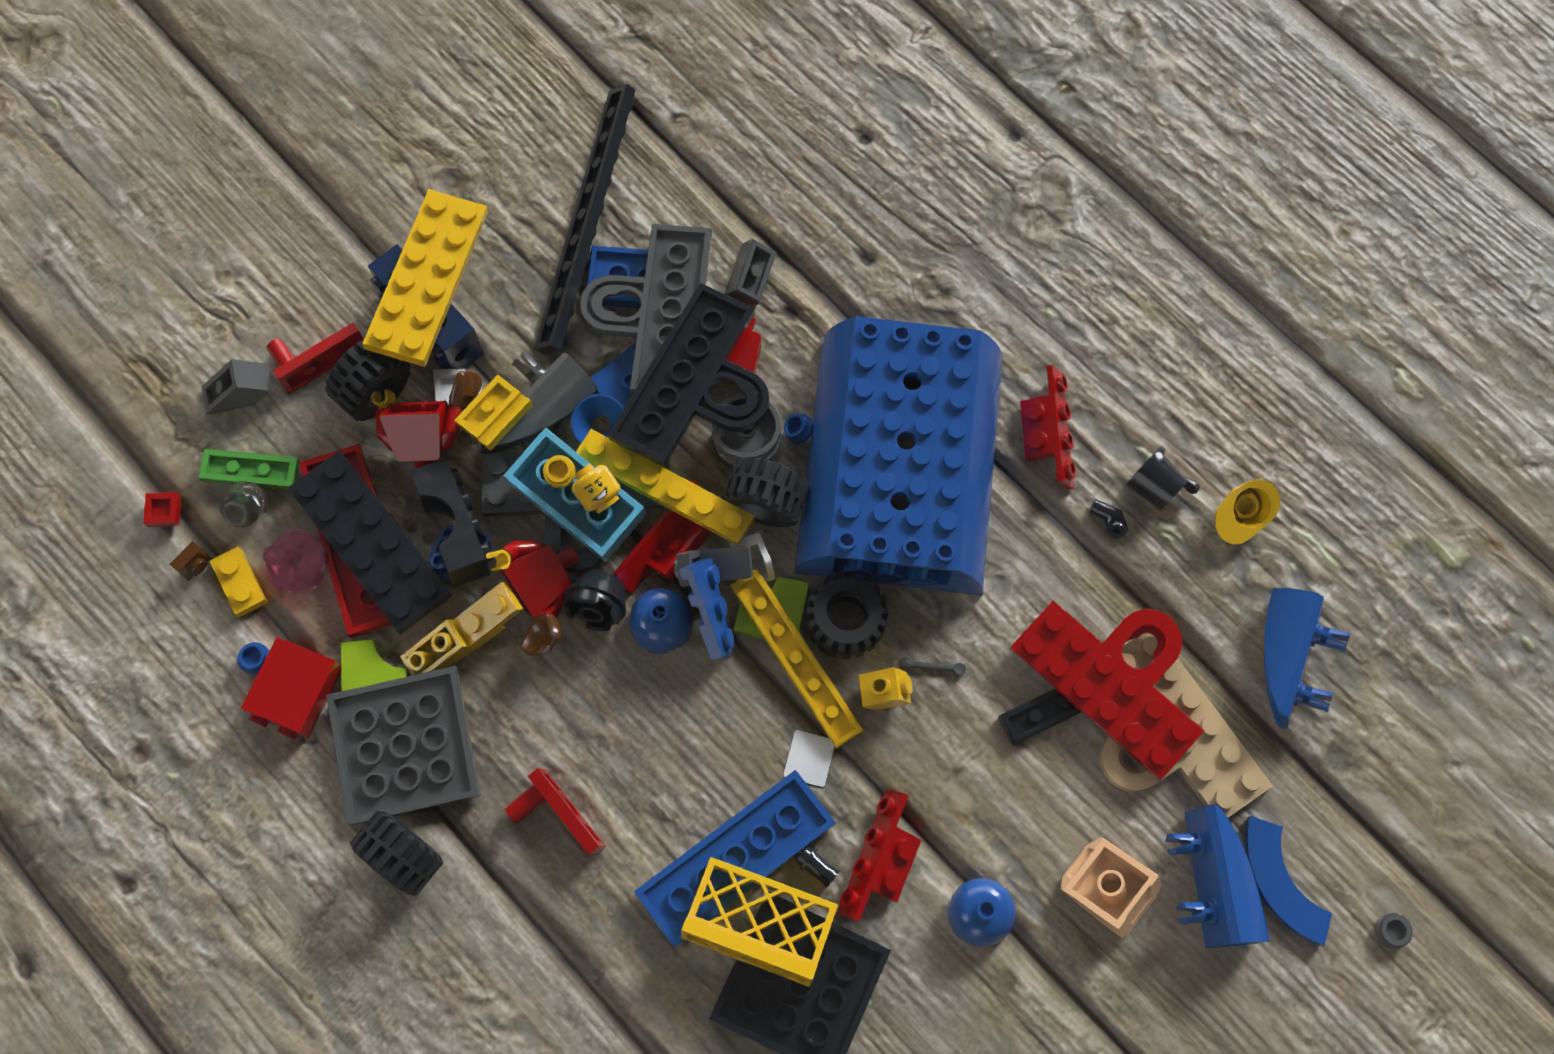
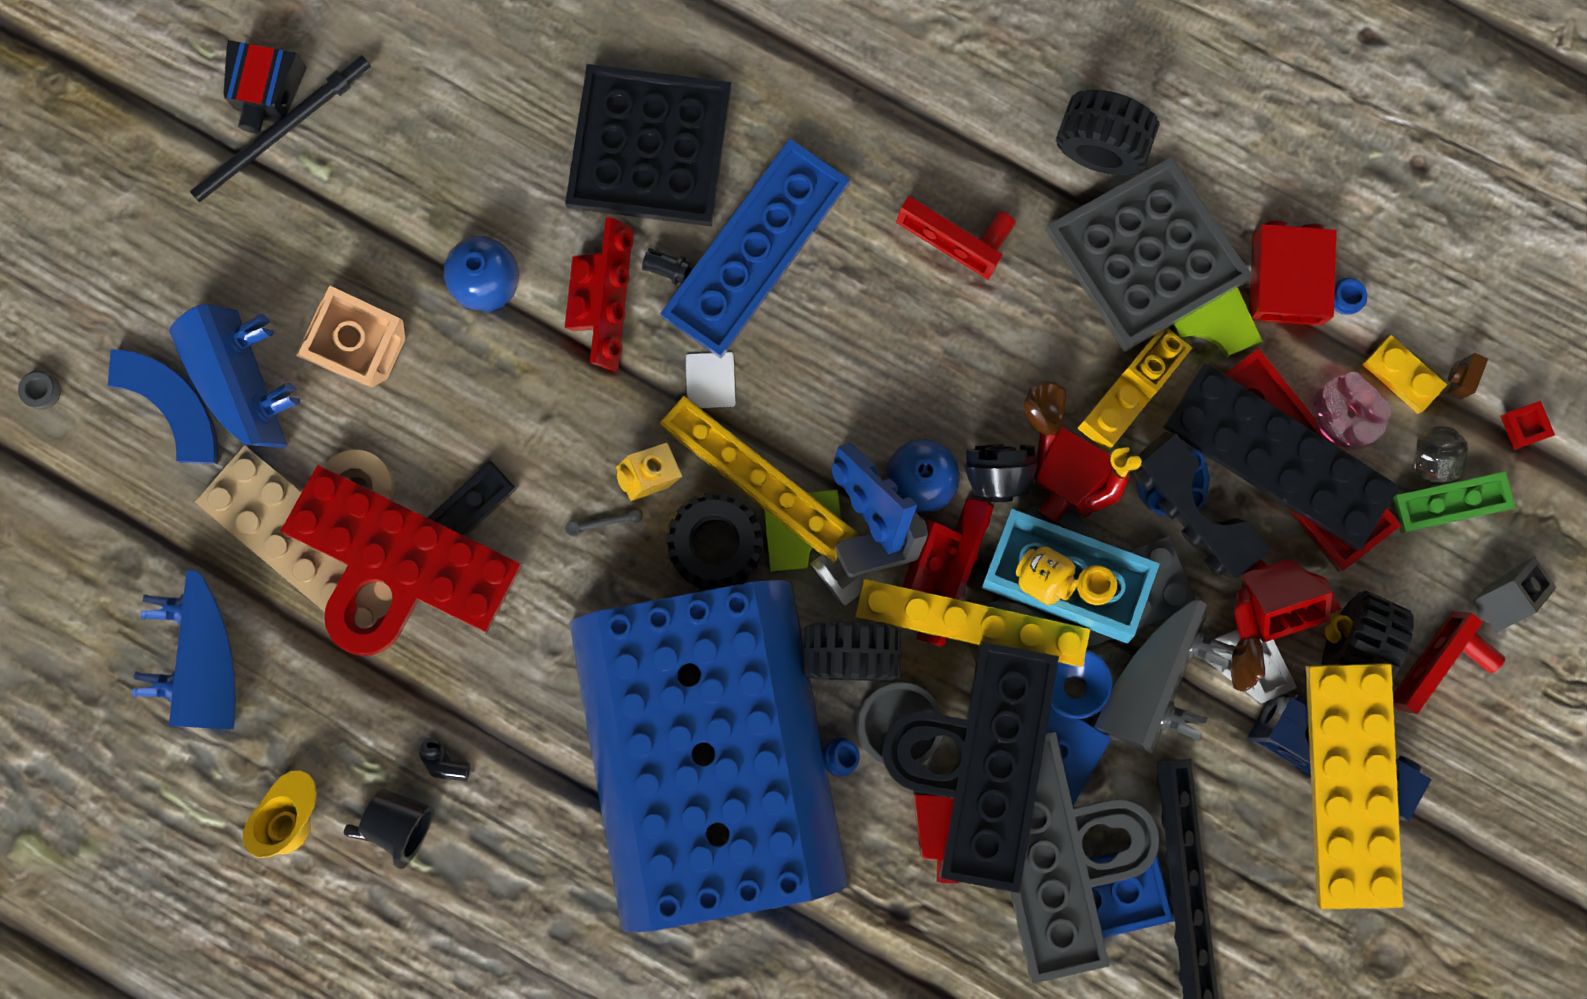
camera: 165 degrees right, 10 degrees up
(494, 412) = (1202, 641): yellow plate -> none
(746, 948) = (708, 152): yellow fence -> none
(750, 272) = (965, 951): dark grey slope -> none
(1047, 428) = (544, 855): red bracket -> none

